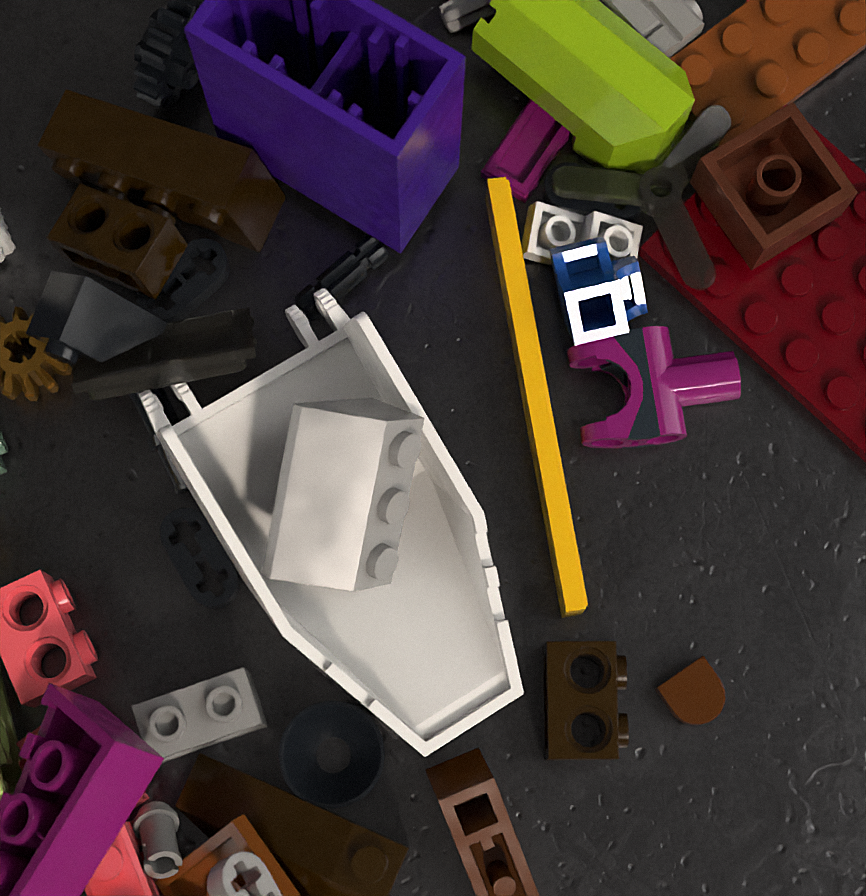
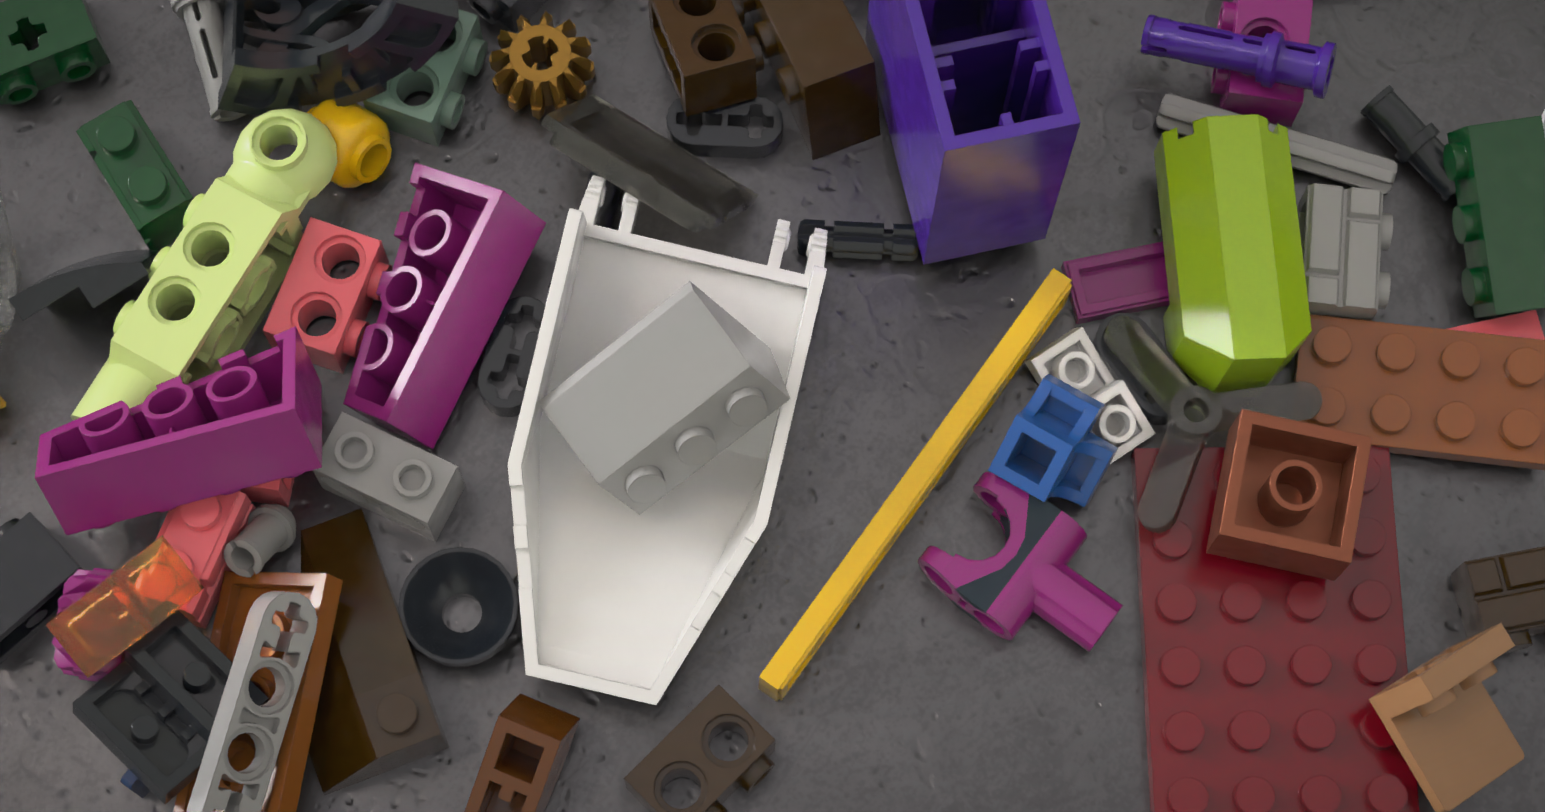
camera: 45 degrees right, 5 degrees down
(88, 320) = (611, 81): black slope -> none
(118, 571) = (439, 302): none -> magenta wedge

